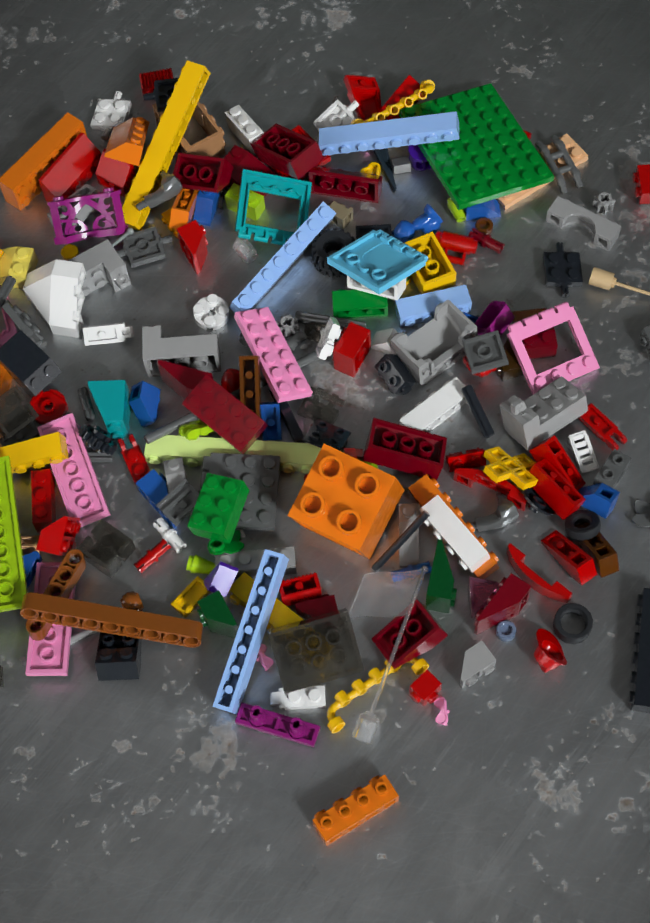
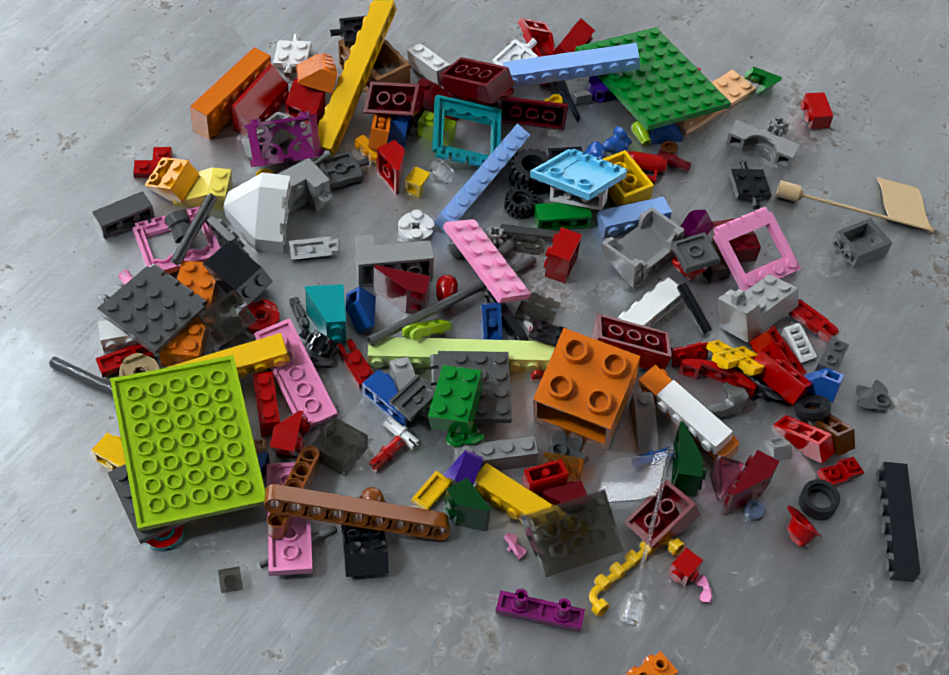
camera: 15 degrees left, 10 degrees down
(147, 79) = (330, 22): red brick -> none
(169, 189) = (365, 113): dark grey animal -> none
(199, 565) = (437, 460): lime cone -> none
(215, 262) = (414, 181): none -> yellow panel
(224, 414) = (450, 312): dark red brick -> none
(250, 383) = (470, 296): reddish brown brick -> none
(251, 632) = (504, 519): light blue brick -> none
(300, 699) = (557, 585): white hinge -> none
(316, 278) = (520, 195): none -> black tyre
(326, 576) = (573, 464): none -> clear orange slope
(328, 335) = (541, 242): white plate -> none
(329, 555) = (566, 445): none -> dark grey plate
(343, 215) = (535, 139): dark tan brick -> none
(381, 341) = (591, 251): white slope -> none
(395, 374) = (607, 277): black brick -> none
(400, 541) = (640, 427): black bar -> none
(426, 88) = (596, 31): yellow bar -> none
(477, 661) = (731, 540): light grey slope -> none
(543, 565) = (779, 448): none -> light grey slope
(555, 592) = (799, 471): red slope -> none
(557, 172) = (741, 93): dark grey piece -> none
(598, 146) = (763, 78): none -> green slope
(601, 595) = (841, 472): none -> red slope

